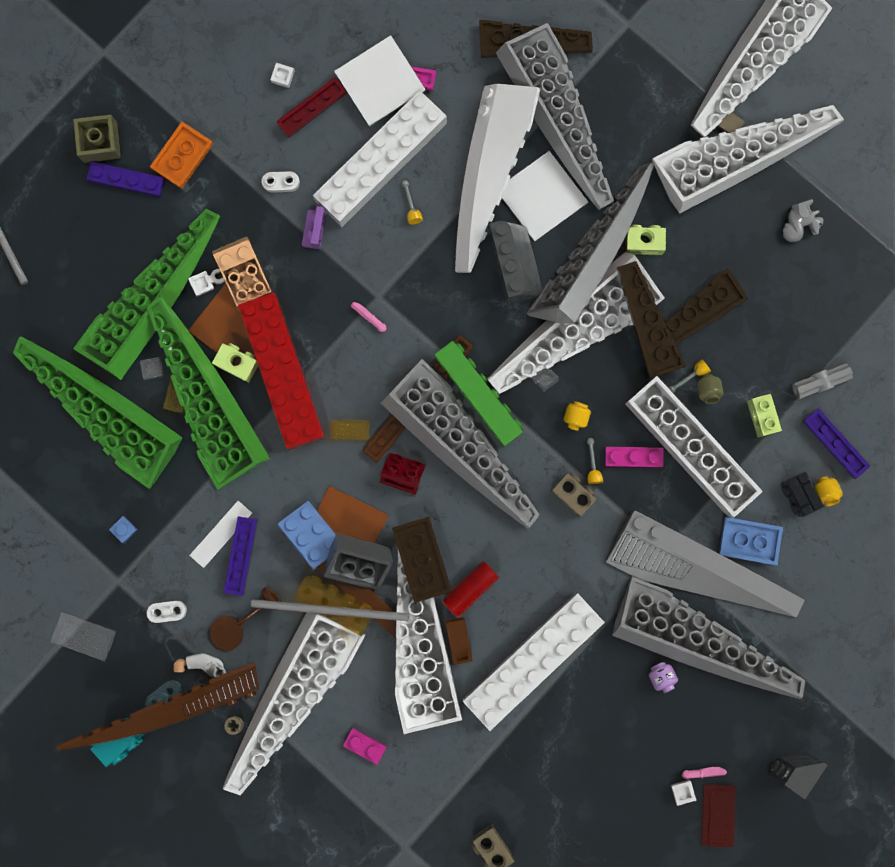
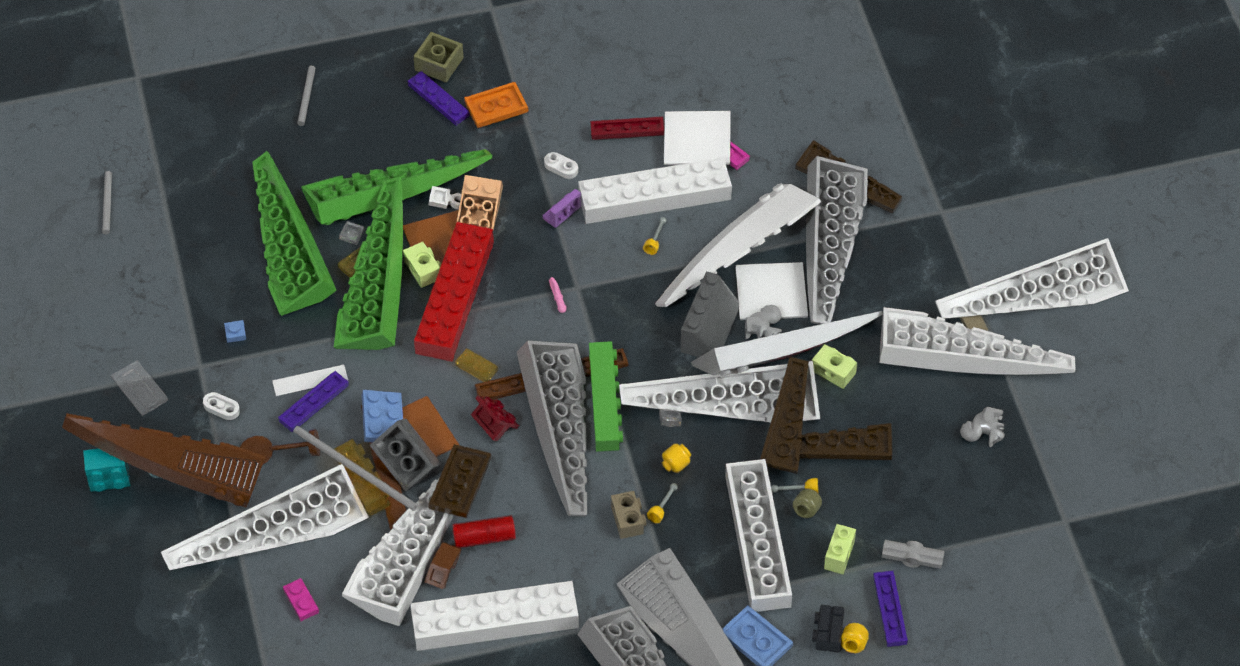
camera: 30 degrees right, 30 degrees down
(238, 720) = (206, 525): dark tan bush -> none
(282, 75) = (621, 94): white plate -> none
(555, 236) = (760, 322): none -> light grey animal
(633, 457) = (702, 519): dark pink plate -> none

